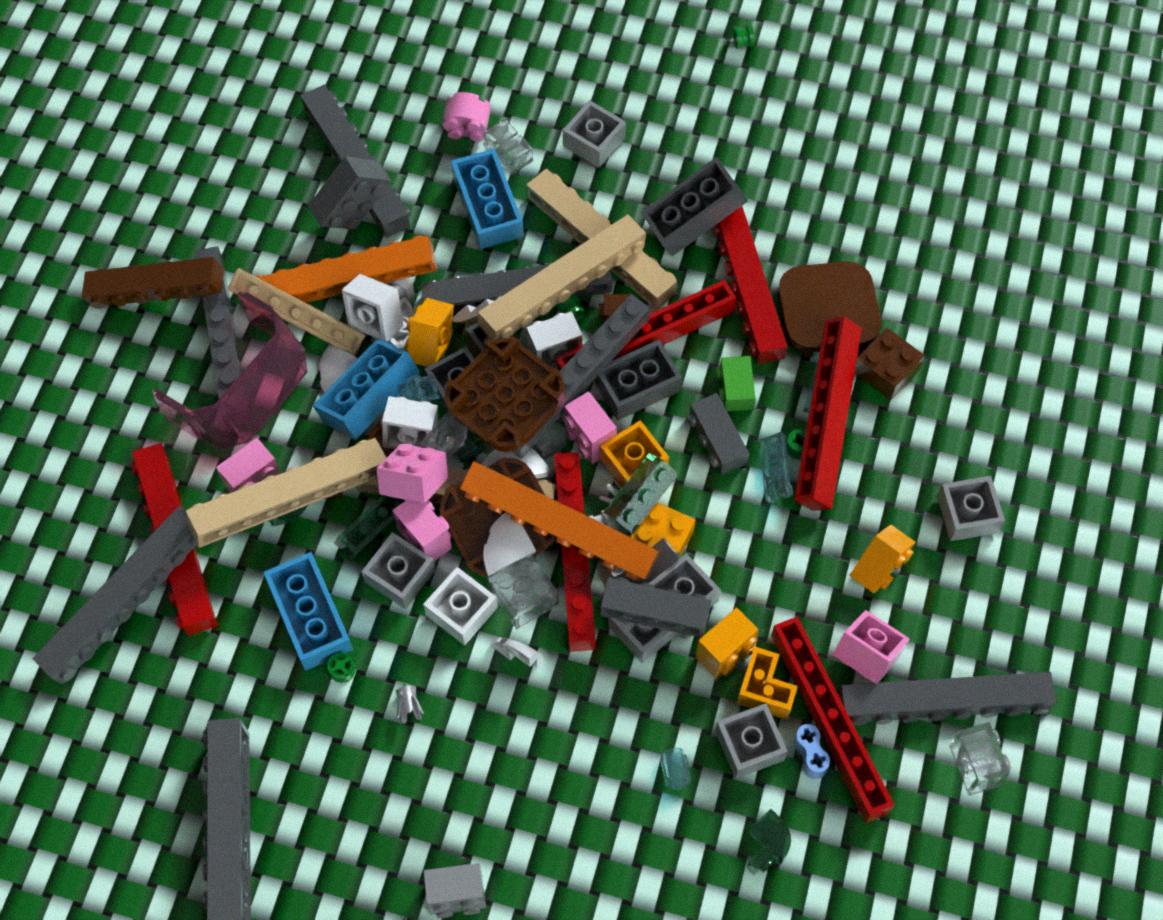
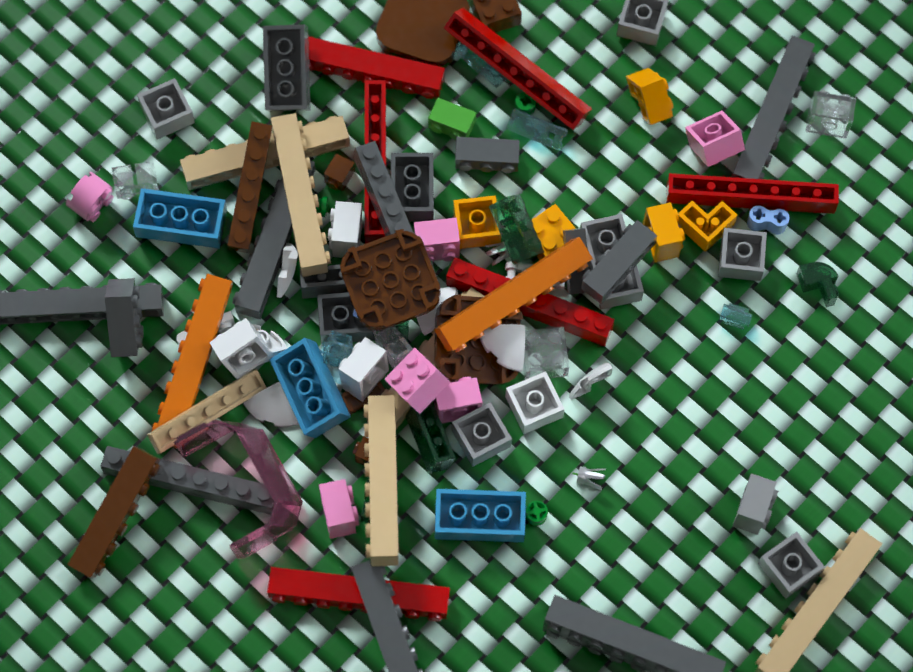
camera: 65 degrees left, 5 degrees up
(429, 332) = (288, 316): light orange brick -> none
(548, 236) = (250, 187): none -> reddish brown brick

